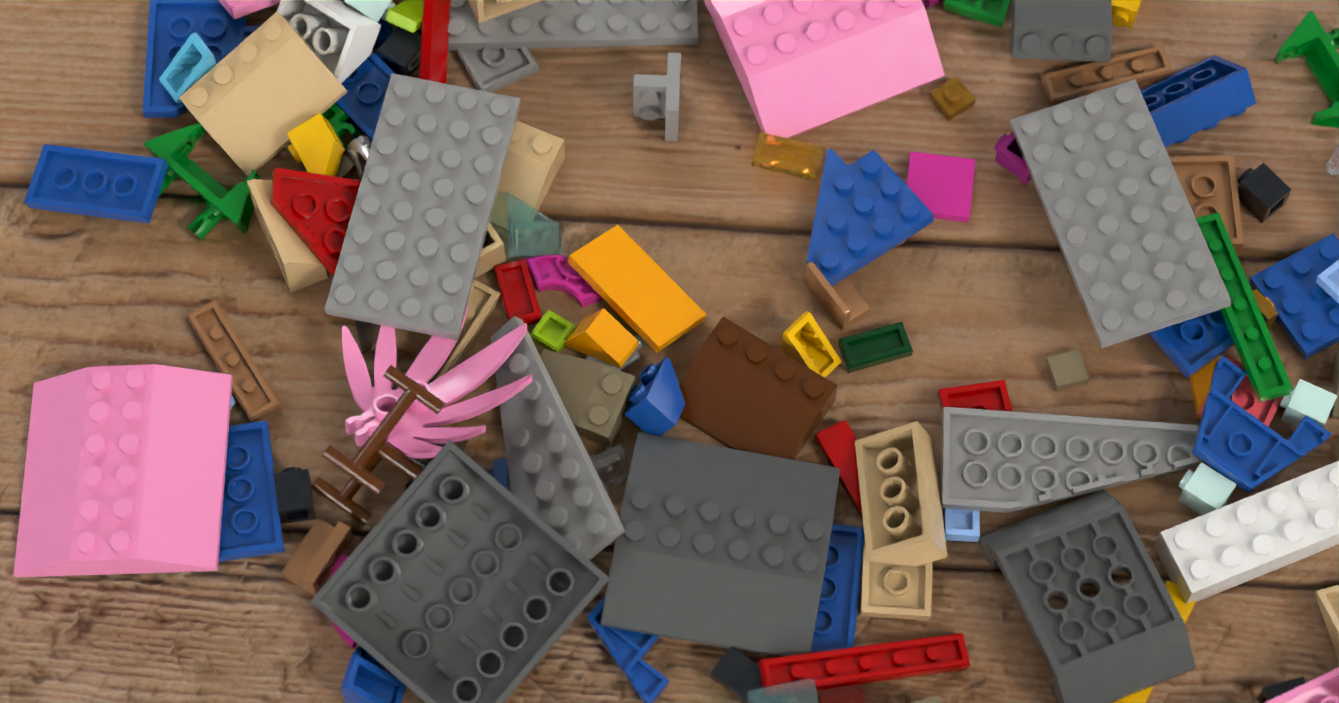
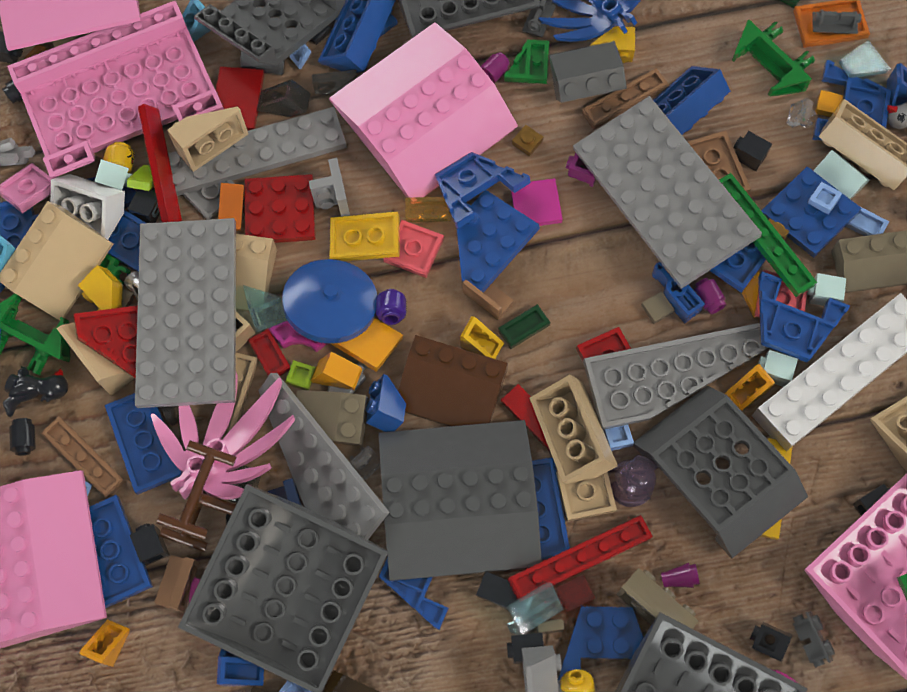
camera: 10 degrees left, 5 degrees up
(161, 313) = (22, 436): none -> black brick
(182, 251) = (27, 387): none -> black animal
(205, 606) = (106, 643): none -> light orange slope
(316, 364) = (140, 445): none -> blue plate
(520, 77) = (231, 202): none -> orange tile
(584, 102) = (280, 208): none -> red plate
(619, 243) = (329, 301): none -> blue dish
(689, 171) = (365, 236): none -> yellow tile
(700, 272) = (391, 306): none -> dark purple head
(753, 204) = (417, 249): none -> coral tile
(856, 128) = (471, 177): none -> blue wing
(965, 587) = (634, 481): none -> helmet
(1105, 371) = (685, 302): none -> blue piece
(1143, 372) = (710, 295): none -> magenta brick
(1161, 507) = (750, 387): none -> light orange slope

